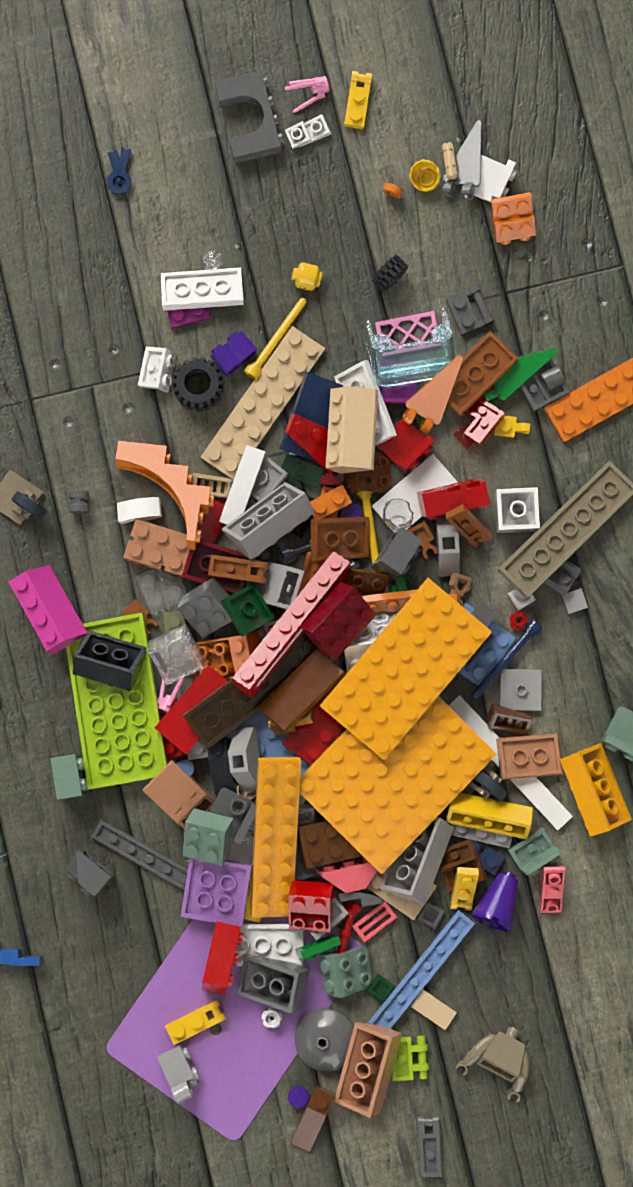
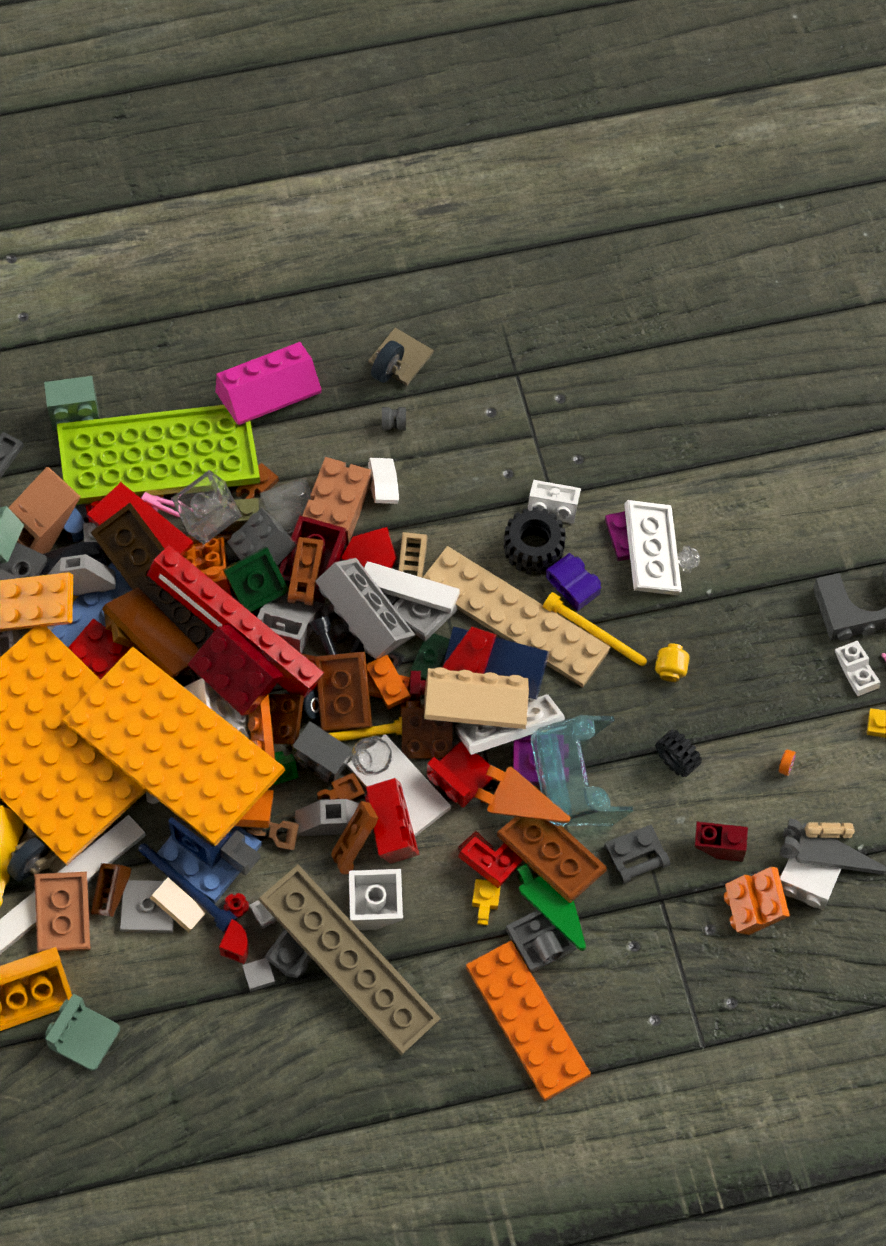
camera: 90 degrees right, 20 degrees down
(109, 660) = (203, 438): black slope -> none
(118, 180) = (782, 462): dark blue piece -> none
(155, 464) = (417, 515): arch -> none
(351, 511) = (379, 712): dark purple tile -> none
(415, 319) = (617, 767): bright pink window -> none
(425, 175) = (808, 798): yellow hair -> none
(462, 242) = (722, 840): none -> dark red slope
(521, 665) = (178, 904): none -> tile
(552, 619) = (235, 943): none -> red brick

